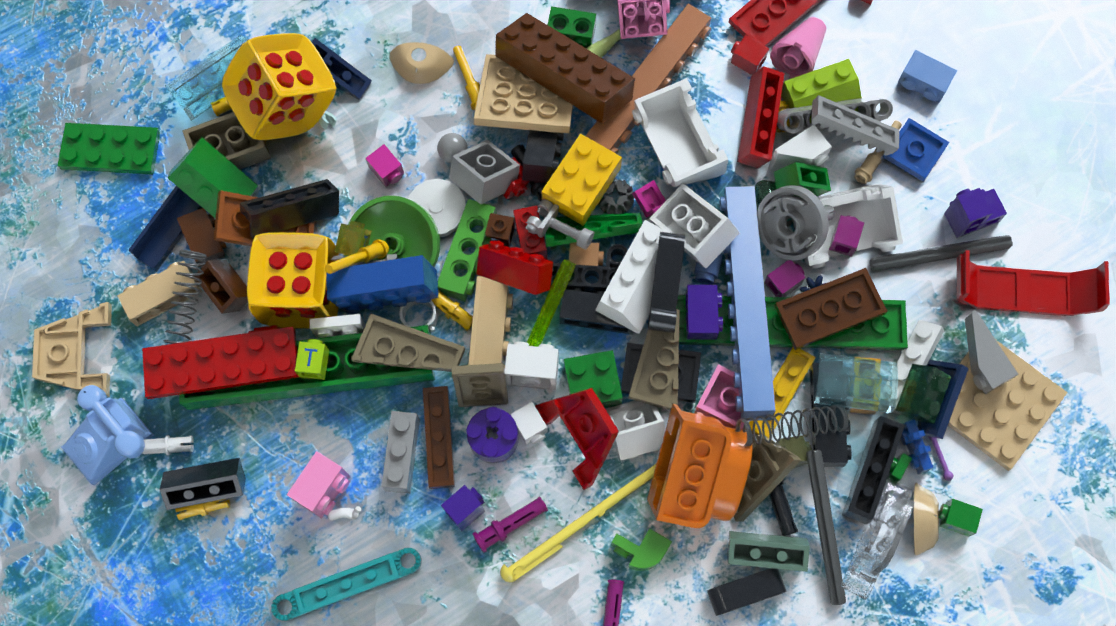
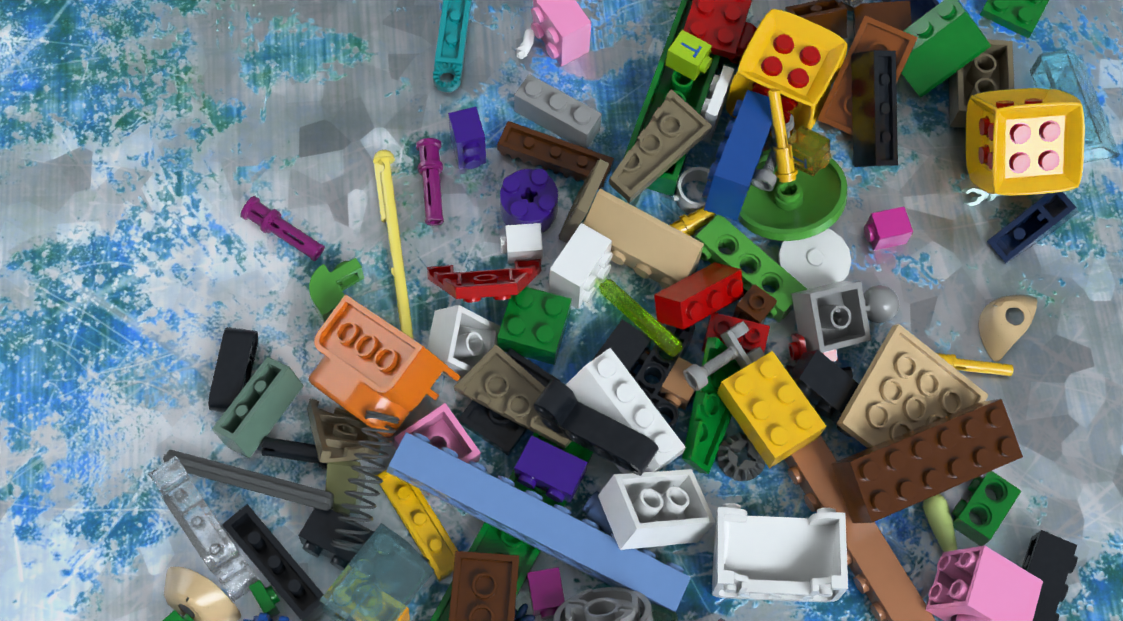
camera: 110 degrees right, 5 degrees down
(649, 198) = (720, 489): dark pink bracket -> none

